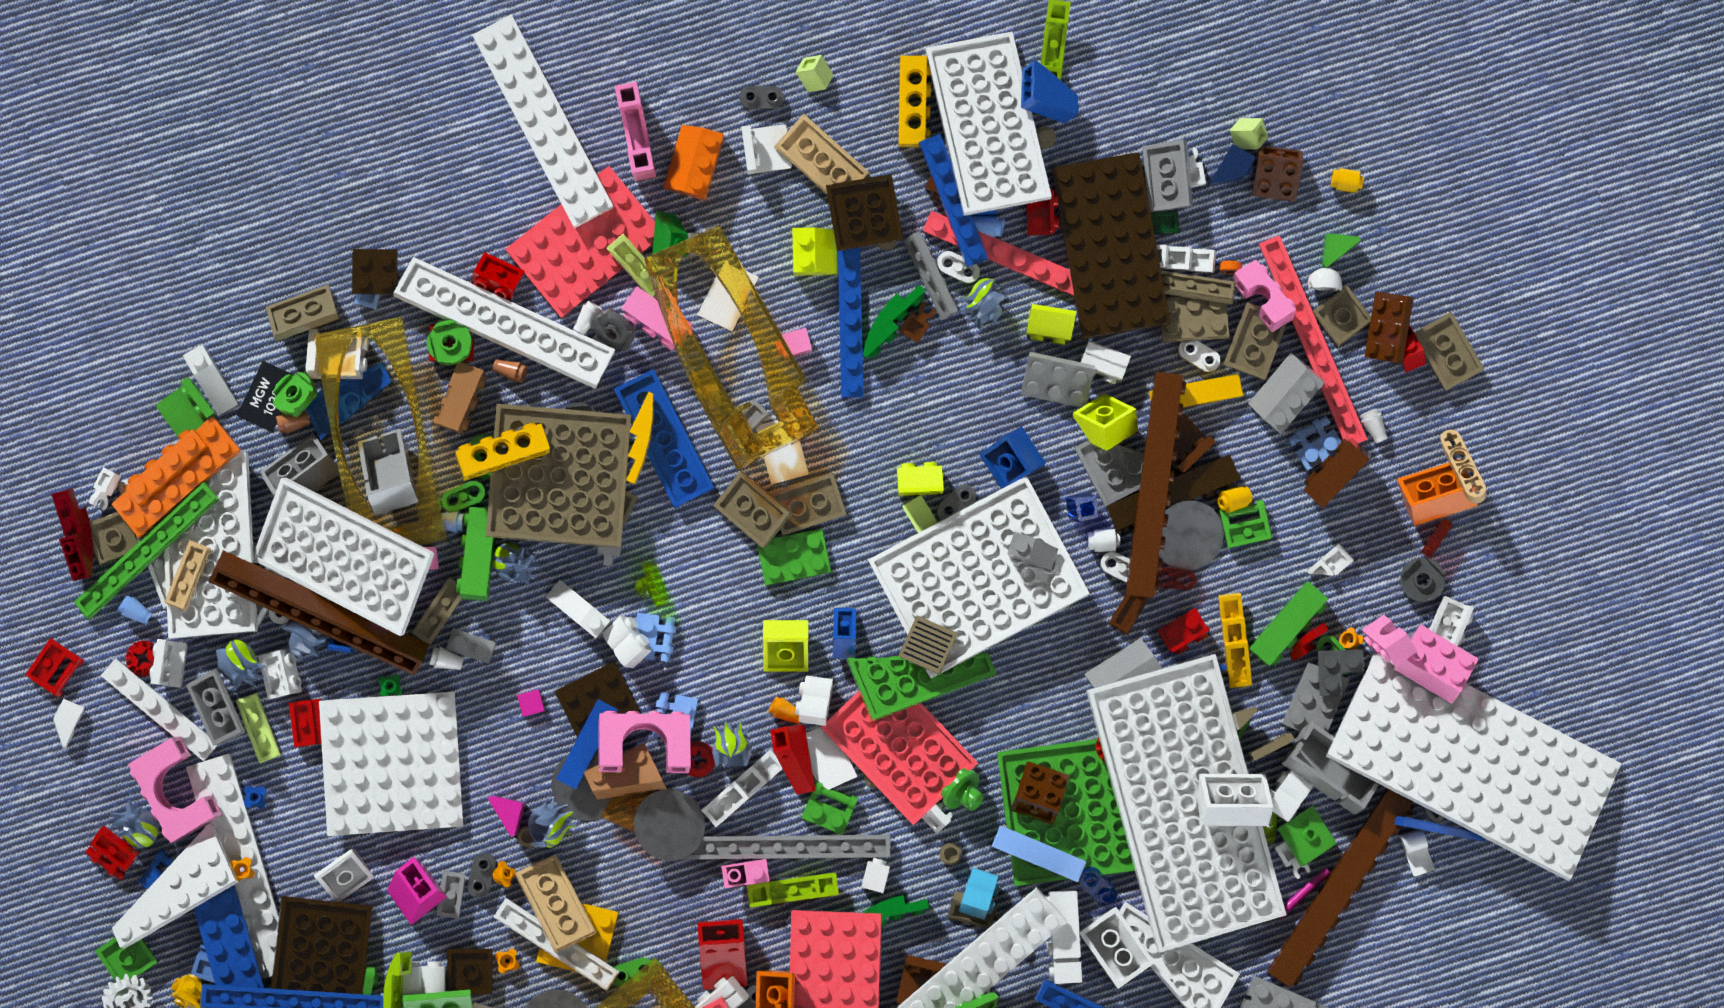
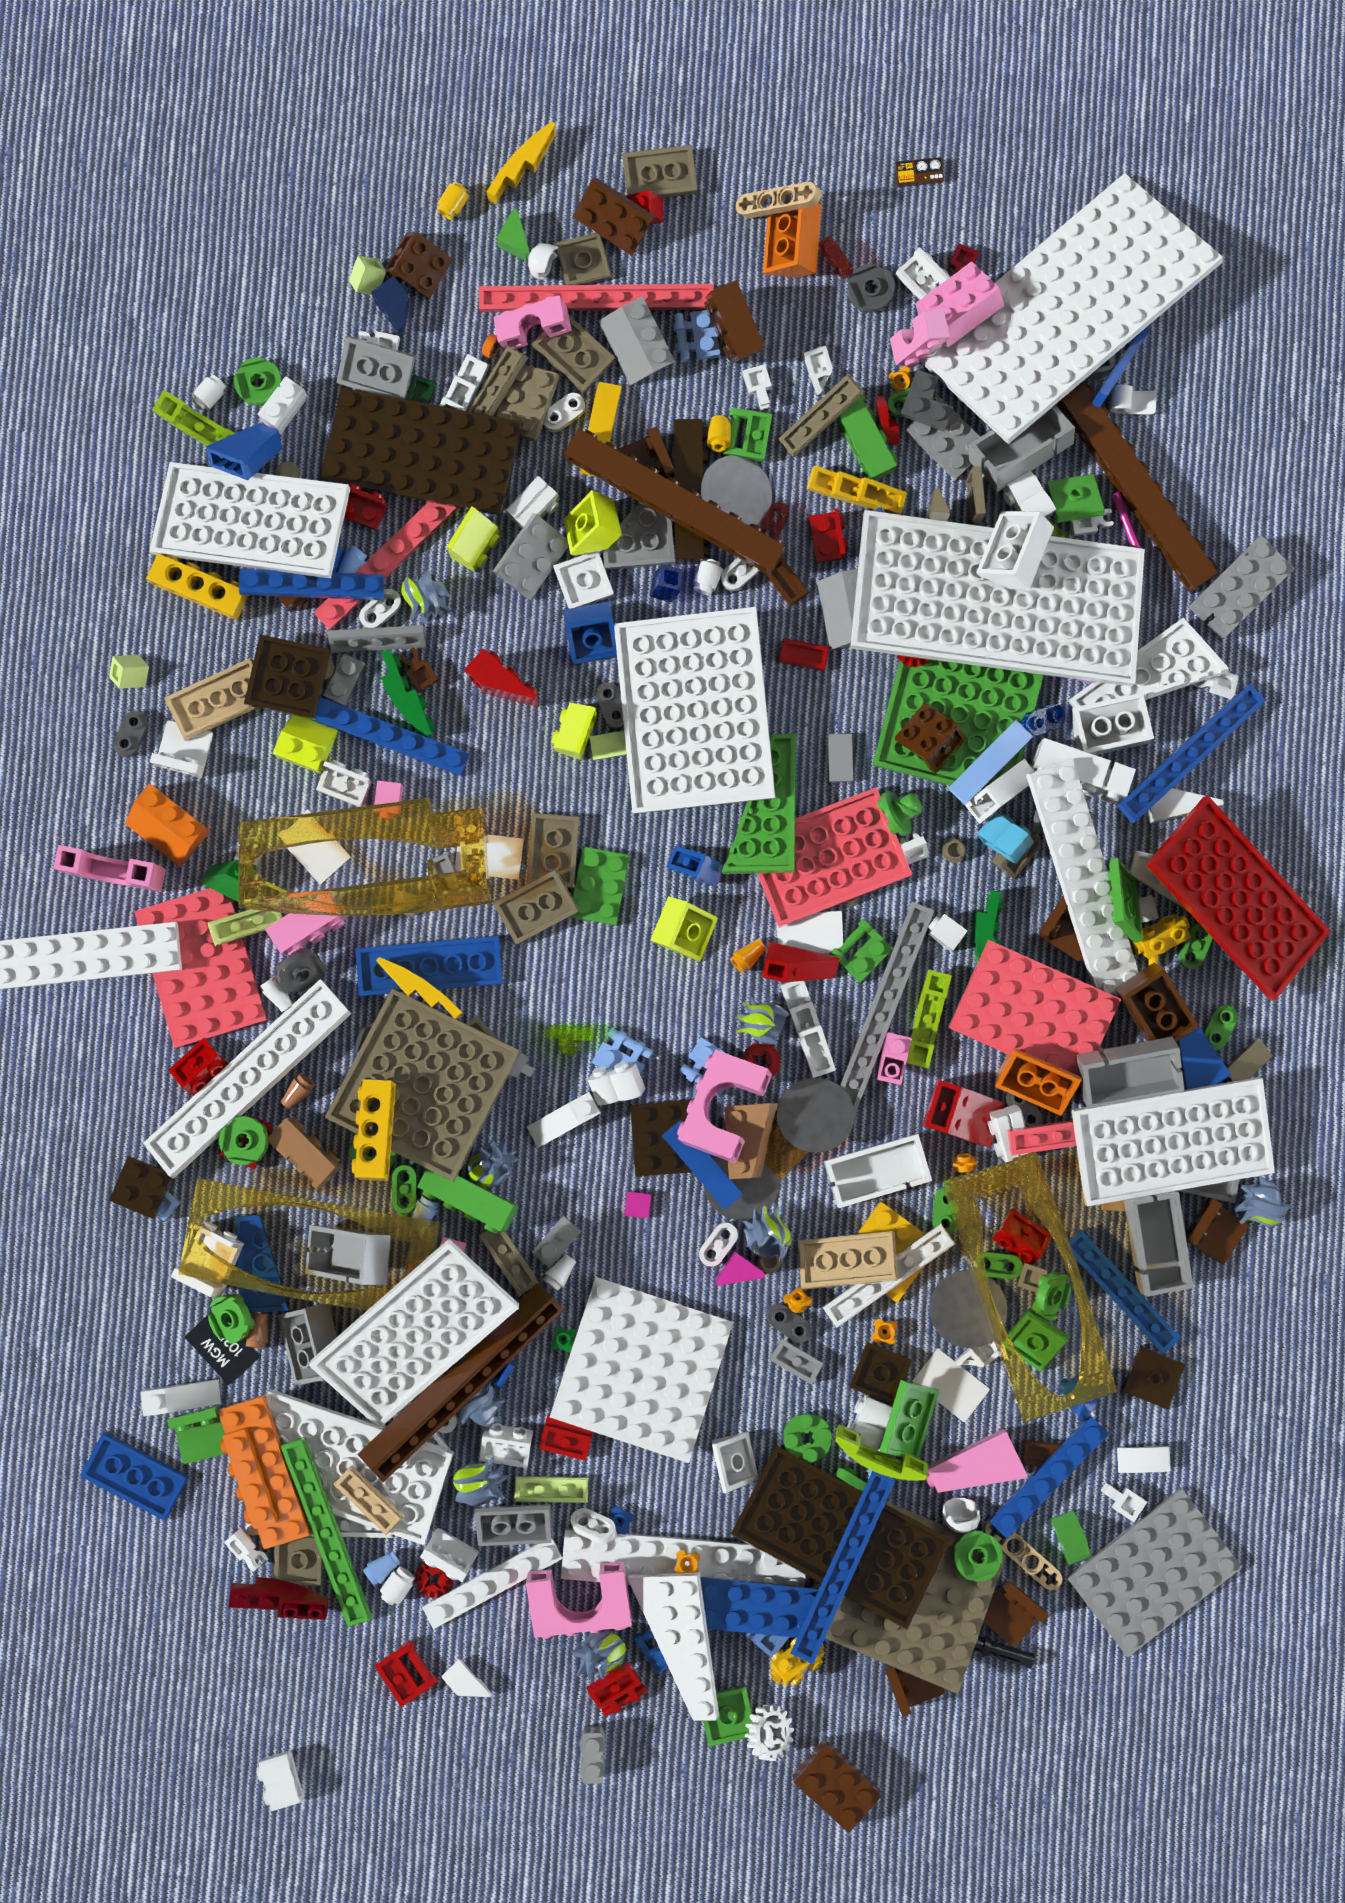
camera: 65 degrees left, 0 degrees up
(44, 857) = (592, 1752): none -> light grey brick
(124, 629) = (397, 1586): none -> white brick
(128, 368) = (134, 1476): none -> blue tile
(242, 778) = (595, 1525): none -> white plate
(302, 312) = (151, 1277): dark tan plate -> none
(396, 941) = (804, 1423): none -> bright green plate
(415, 890) = (778, 1396): dark pink slope -> none
(524, 786) = (718, 1244): none -> white plate
(642, 898) = (877, 1170): none -> white piece
(680, 971) = (964, 1162): none -> light orange plate
(792, 299) = (344, 784): none -> white bracket
(815, 700) = (751, 921): white brick -> none
(884, 262) = (344, 680): none -> light grey plate
(928, 644) = (741, 785): dark tan tile -> none
(936, 388) = (495, 680): none -> red slope
(992, 721) = (840, 758): none -> light grey tile
(1016, 872) = (1000, 791): none -> white slope
(1032, 551) = (691, 645): light grey slope -> none
(1056, 433) = (583, 580): none -> white plate
(1070, 652) = (803, 654): none -> red tile
(1087, 39) = (208, 392): none -> white brick
(1102, 108) = (283, 405): none -> white brick
(1115, 65) = (246, 376): none -> bright green plate
(1287, 582) = (821, 415): none -> dark tan tile
(1295, 514) = (758, 383): none -> white plate
(1374, 424) = (701, 272): white cone -> none
(1414, 230) = (526, 157): none -> yellow slope
(1482, 650) = (963, 256): none -> dark red plate
(1546, 580) = (919, 172): none -> tile

